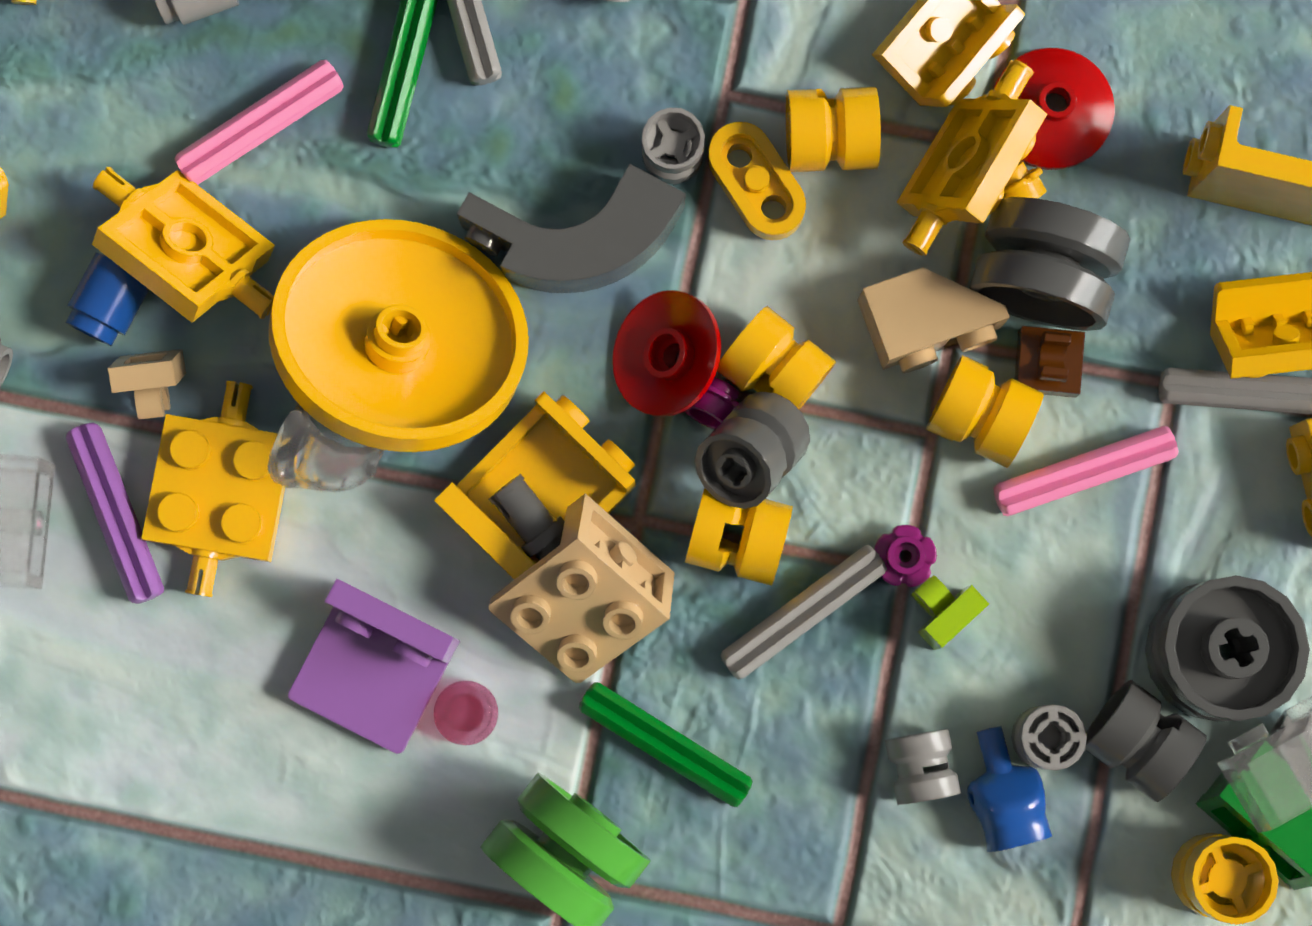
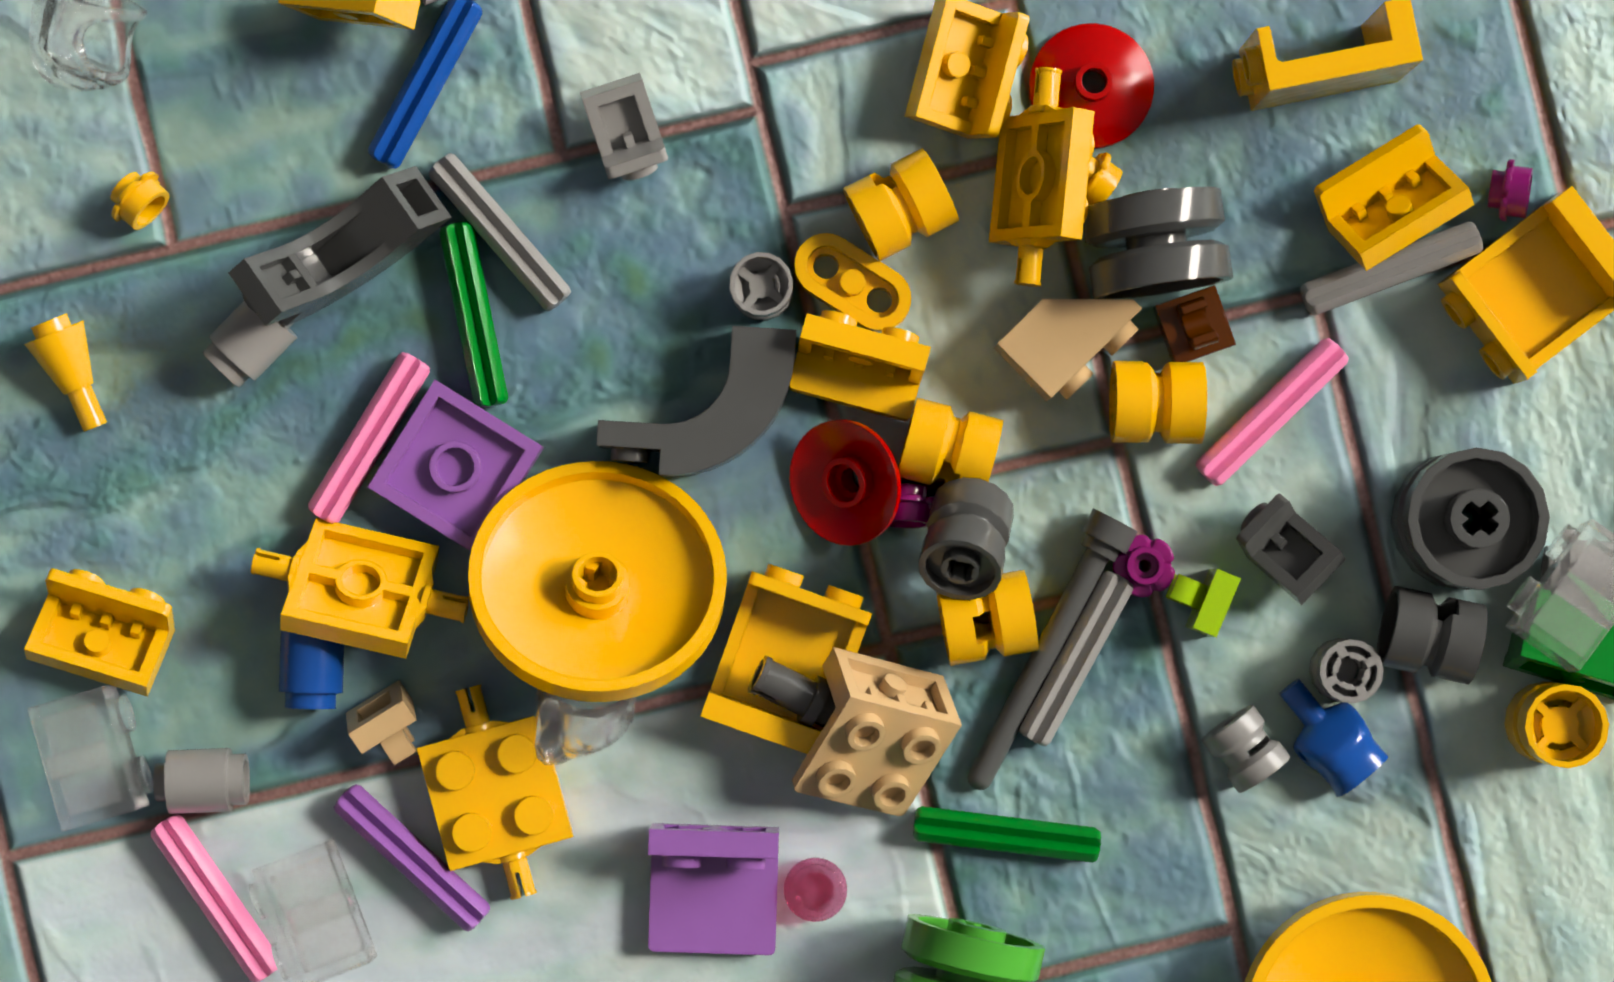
camera: 25 degrees left, 5 degrees up
(322, 175) = (453, 464): none -> medium lavender plate
(728, 252) = (859, 365): none -> yellow bracket
(877, 517) = (1103, 542): none -> dark grey piece
(1045, 599) = (1288, 548): none -> dark grey bracket

